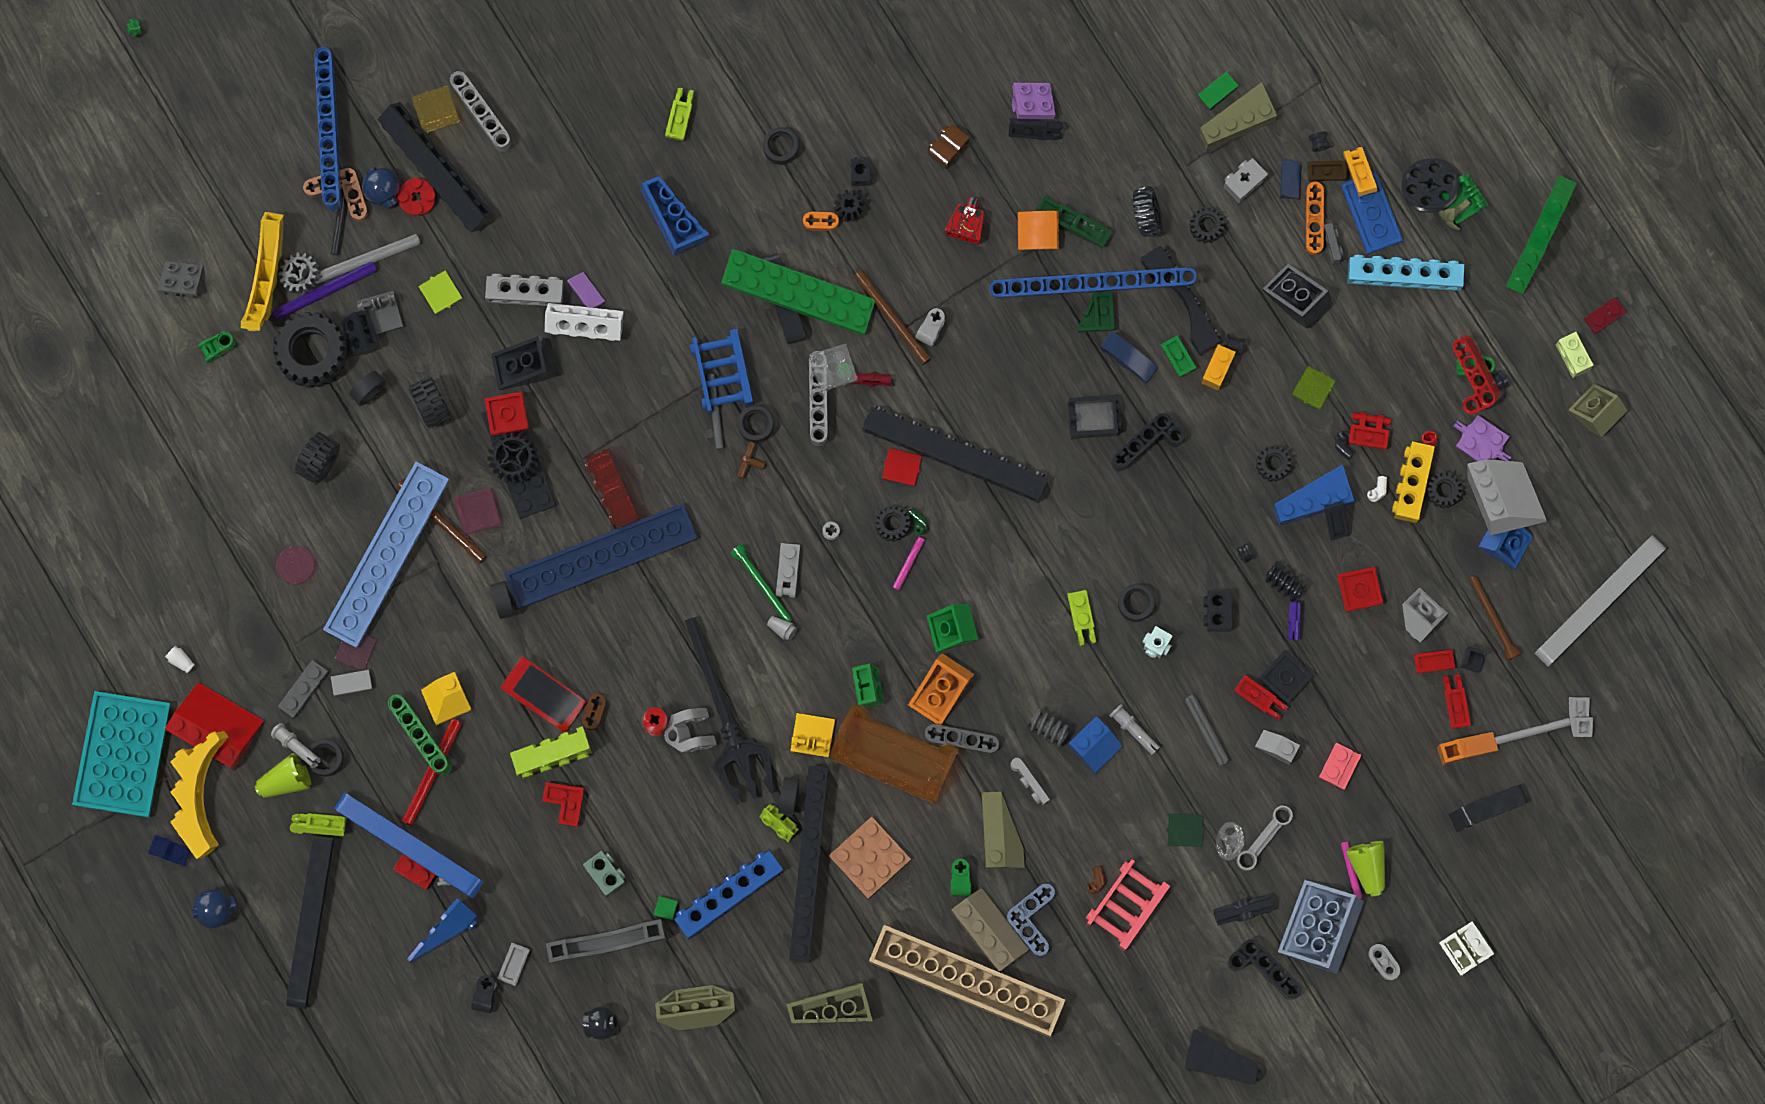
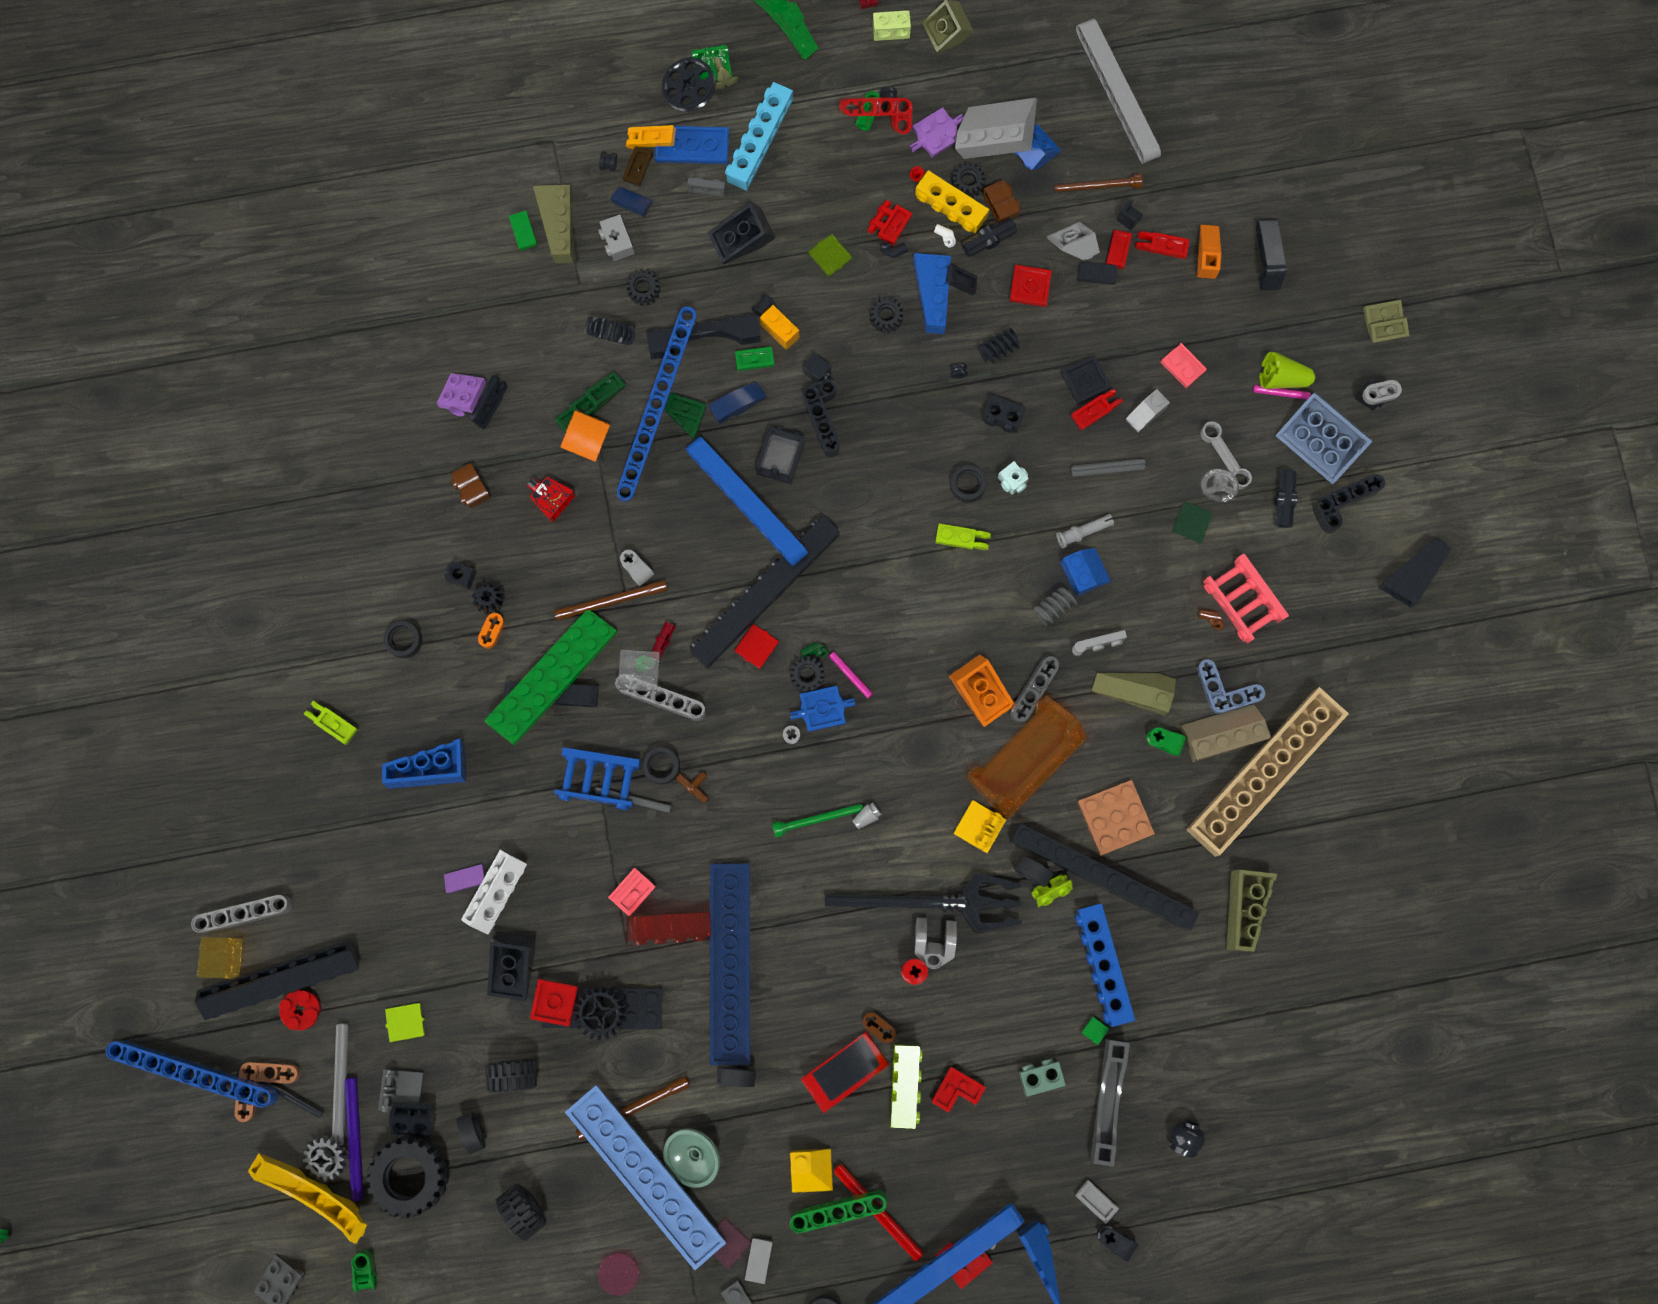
camera: 70 degrees left, 0 degrees up
(381, 187) = (274, 1042): dark blue brick -> none
(417, 588) = (685, 1163): none -> sand green dish
(477, 511) = (637, 1068): clear pink tile -> none
(532, 297) = (418, 962): light grey brick -> none
(631, 444) = (632, 892): none -> coral plate
(695, 1007) = (1202, 1038): olive wedge -> none
(788, 569) = (813, 789): light grey plate -> none
(865, 549) = (822, 709): none -> blue plate
(868, 686) = (954, 756): green brick -> none
(952, 627) = (927, 657): green slope -> none
(1033, 402) = (746, 501): none -> blue beam
(1191, 419) = (817, 368): none -> black brick
(1294, 621) = (1037, 352): dark purple axle -> none
(1315, 218) = (674, 197): orange beam -> none
(1393, 531) = (989, 237): none -> black piece
(1400, 649) = (1097, 273): none -> black tile
(1434, 529) = (1001, 202): none -> reddish brown brick
(1532, 731) = (1212, 191): light grey bar -> none
(1579, 717) = (1221, 148): light grey slope -> none

